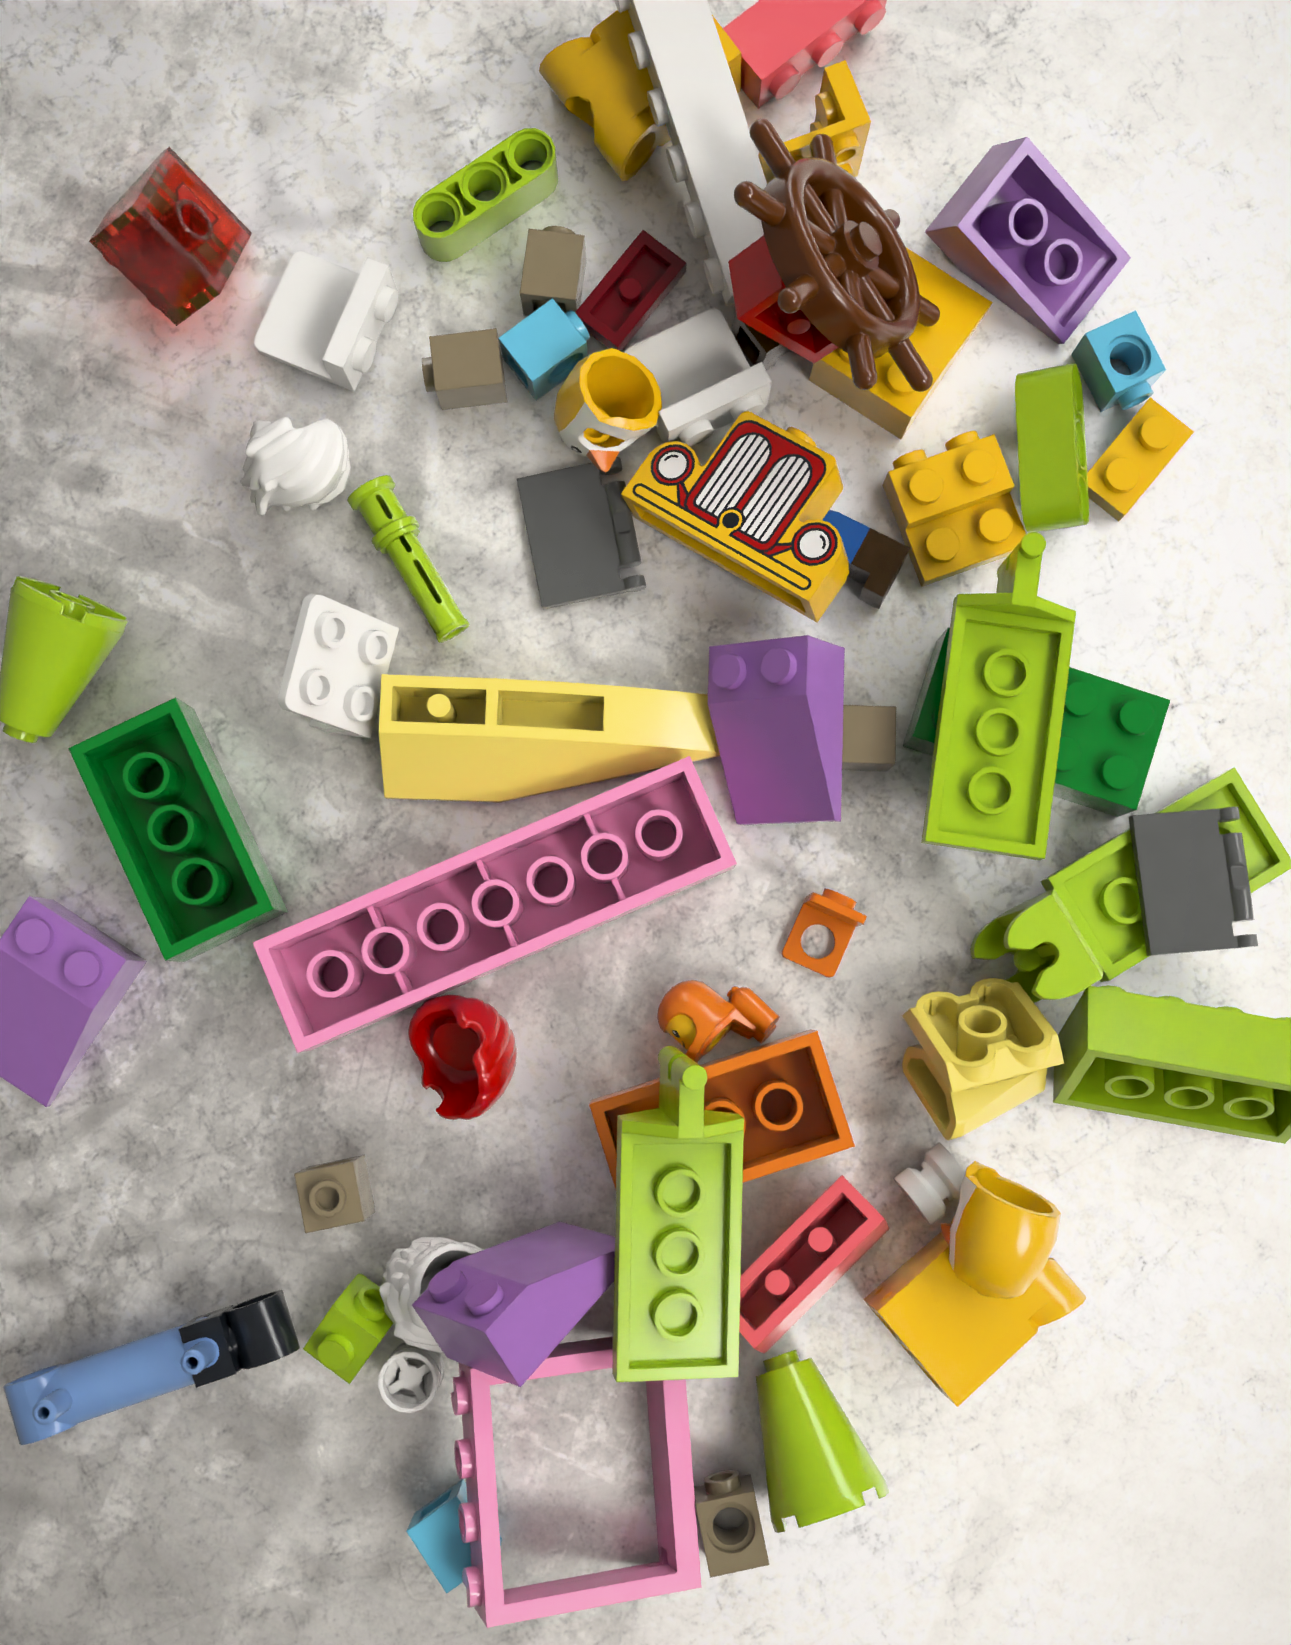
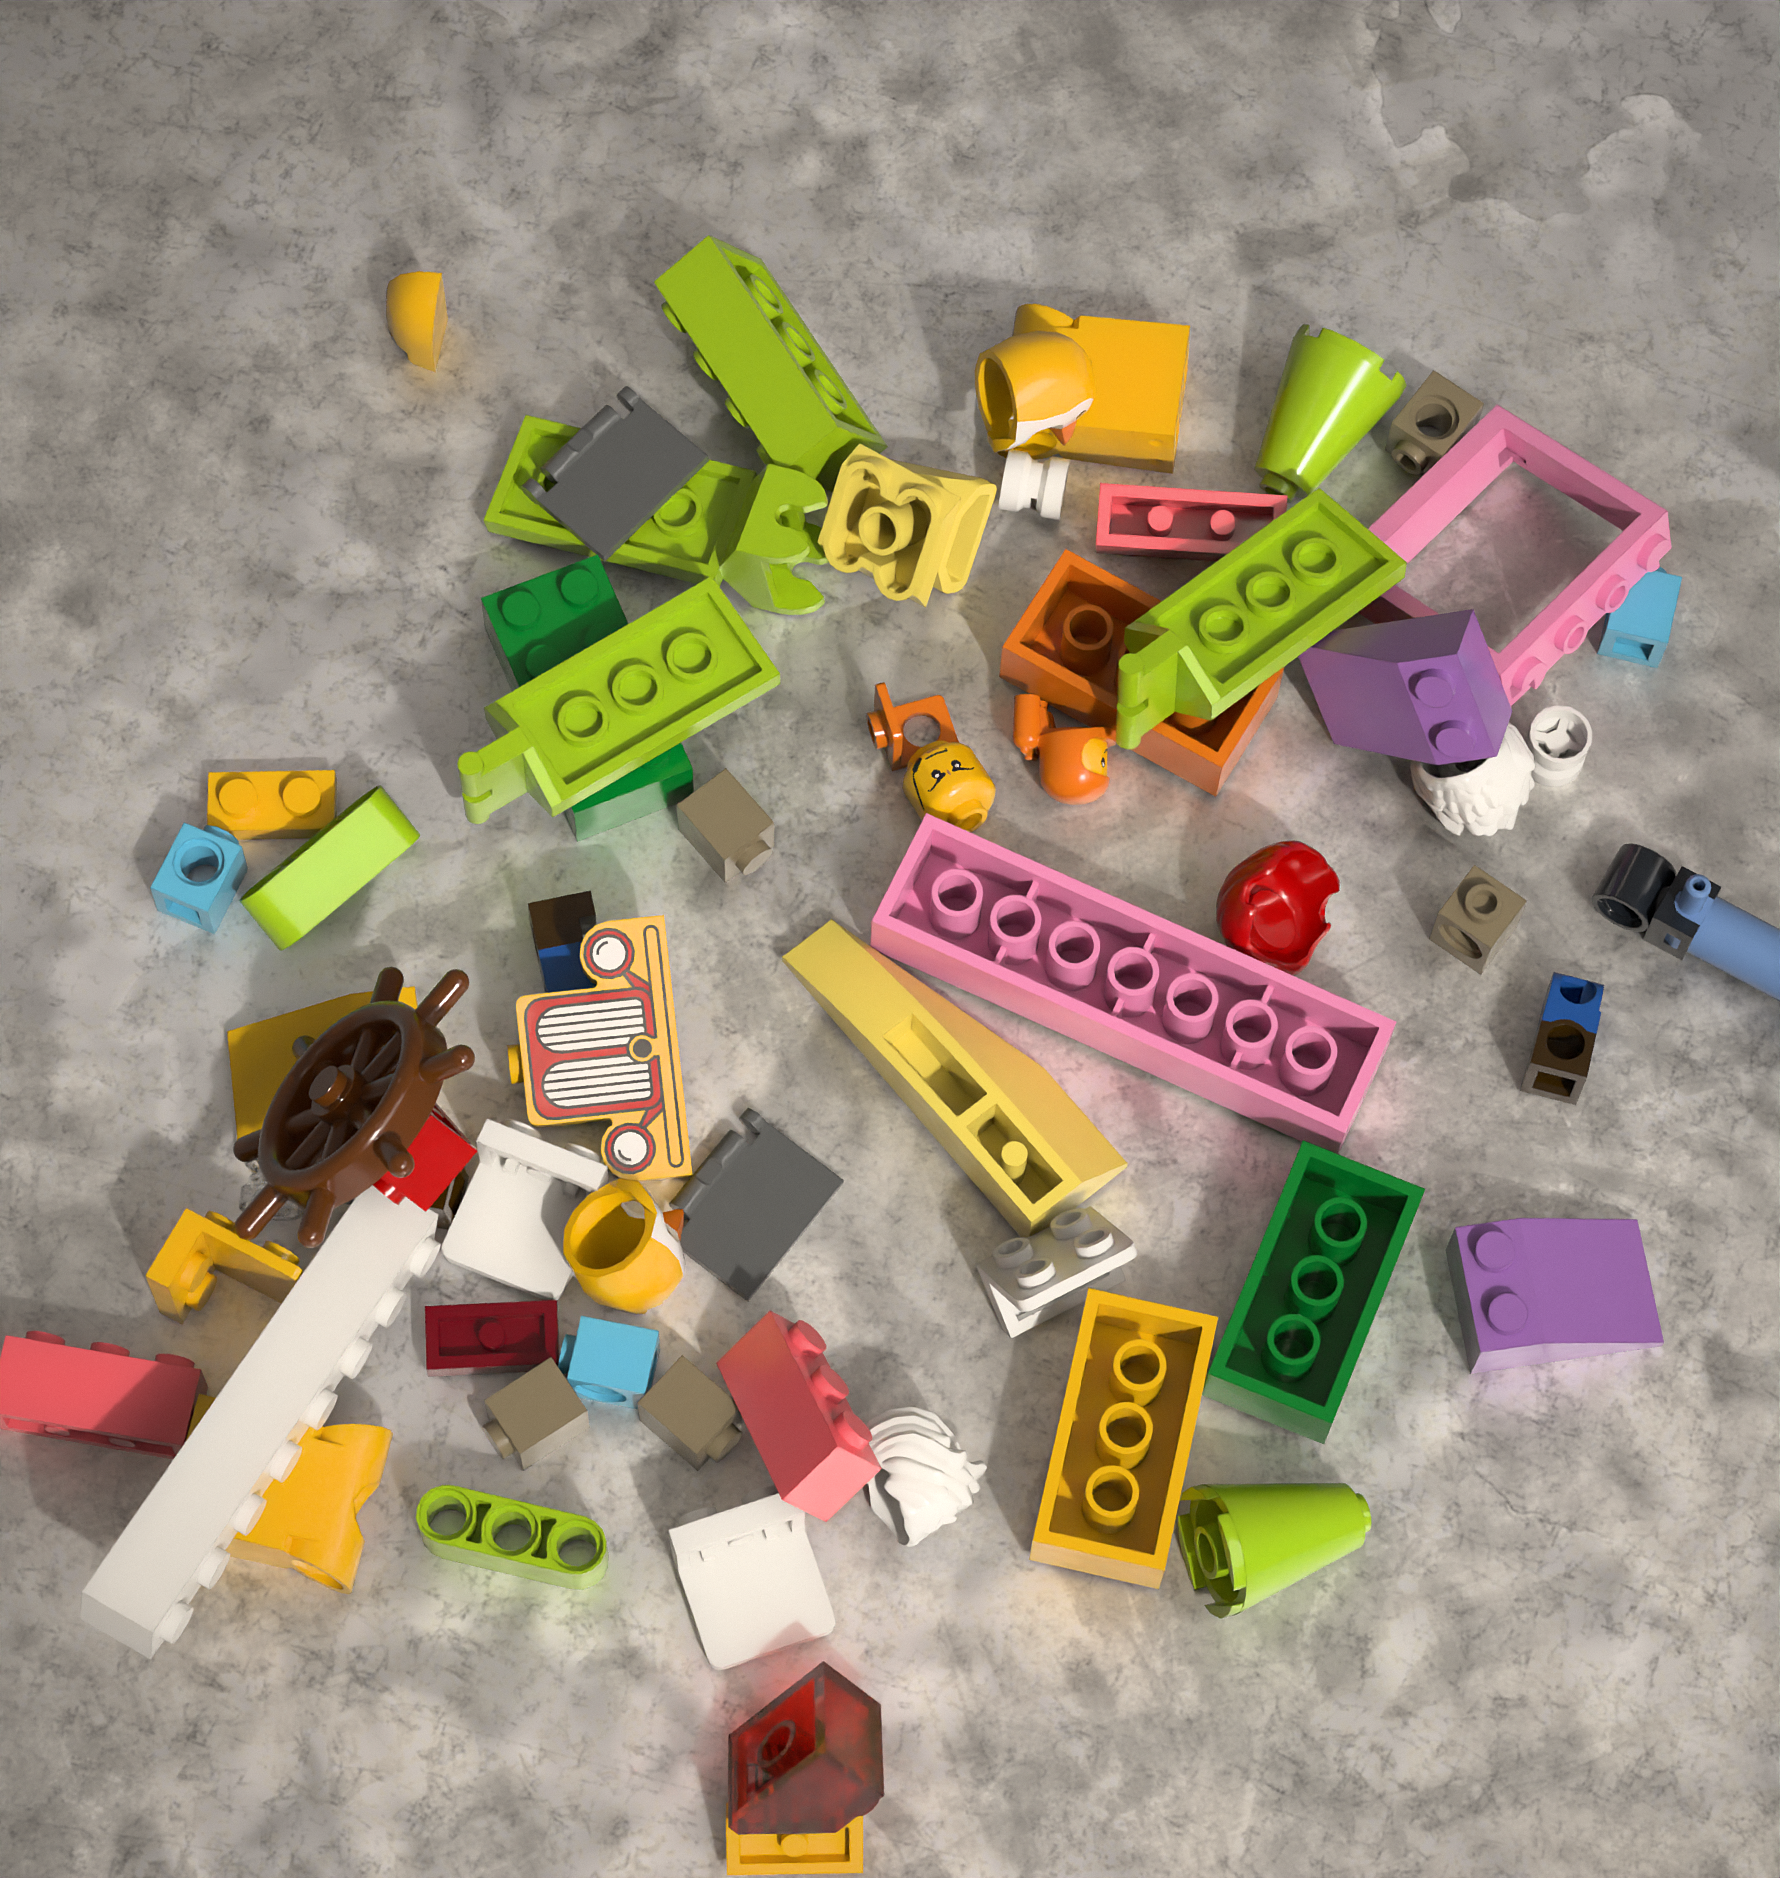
camera: 135 degrees left, 15 degrees down
(191, 615) = (1123, 1438): none -> yellow brick
(204, 1178) = (1564, 1039): none -> dark brown leg
(350, 1329) = (1567, 821): lime bracket -> none
(388, 410) = (799, 1415): none -> coral brick
(397, 536) = (894, 1347): lime pin -> none
(753, 913) = (949, 785): none -> yellow head
(779, 728) = (778, 882): medium lavender slope -> none
(954, 507) = (448, 909): yellow plate -> none
(1029, 239) = (148, 1040): medium lavender slope -> none

